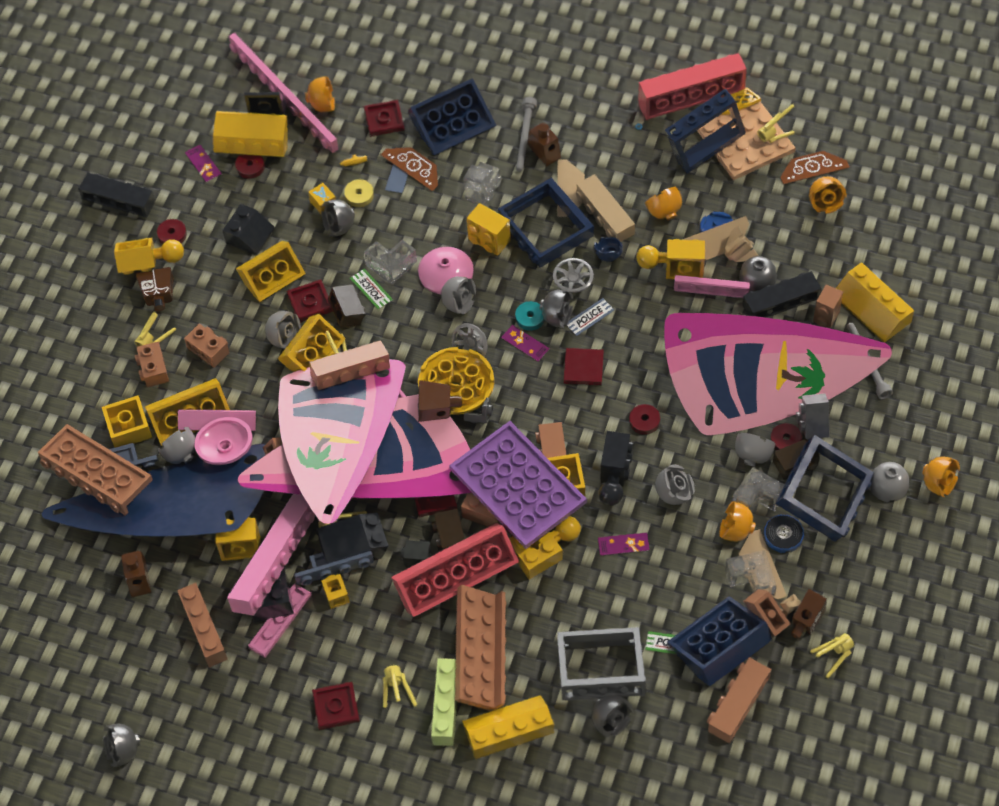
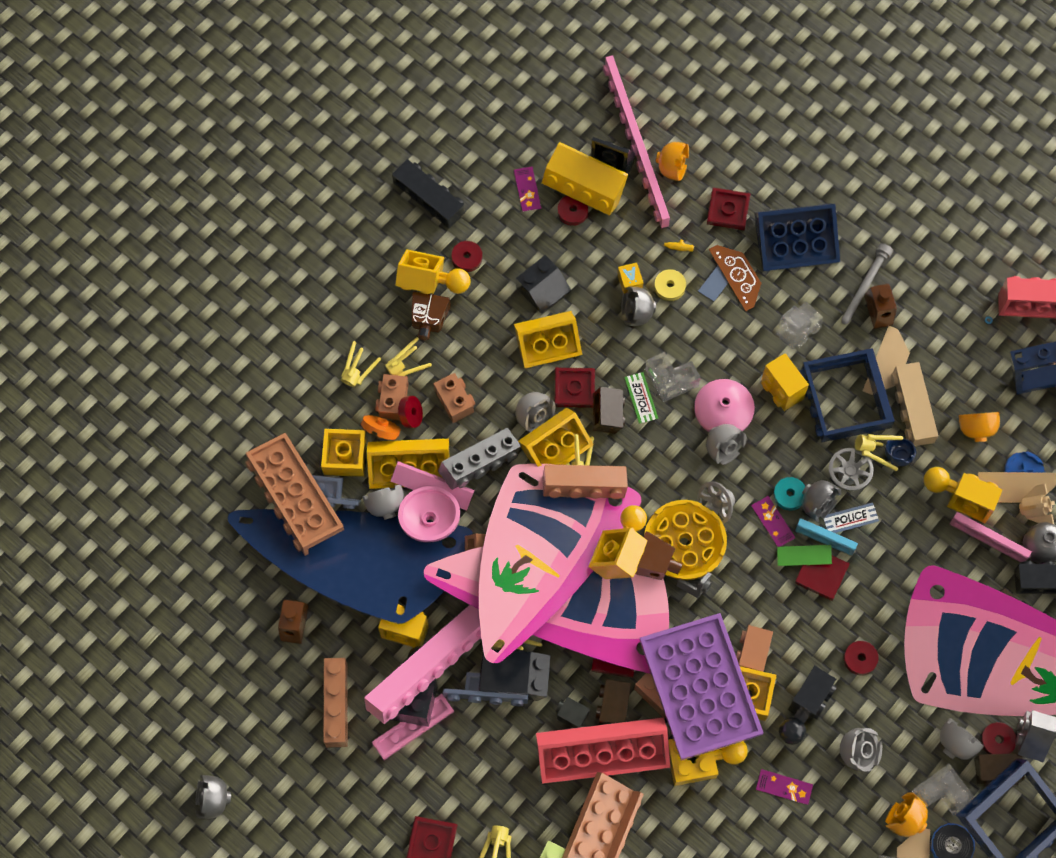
camera: 20 degrees right, 10 degrees up
(107, 361) = (350, 374): none -> light yellow plant
(151, 389) = (383, 427): none -> orange plate
(172, 369) = (410, 411): none -> dark red piece
(250, 382) = (479, 459): none -> brick
(340, 595) = (474, 711): yellow brick -> none
(402, 401) = (621, 549): none -> yellow brick
(562, 357) = (804, 555): none -> bright green sticker
(575, 336) = (826, 537): none -> medium azure tile
(579, 250) = (868, 443): none -> light yellow plant

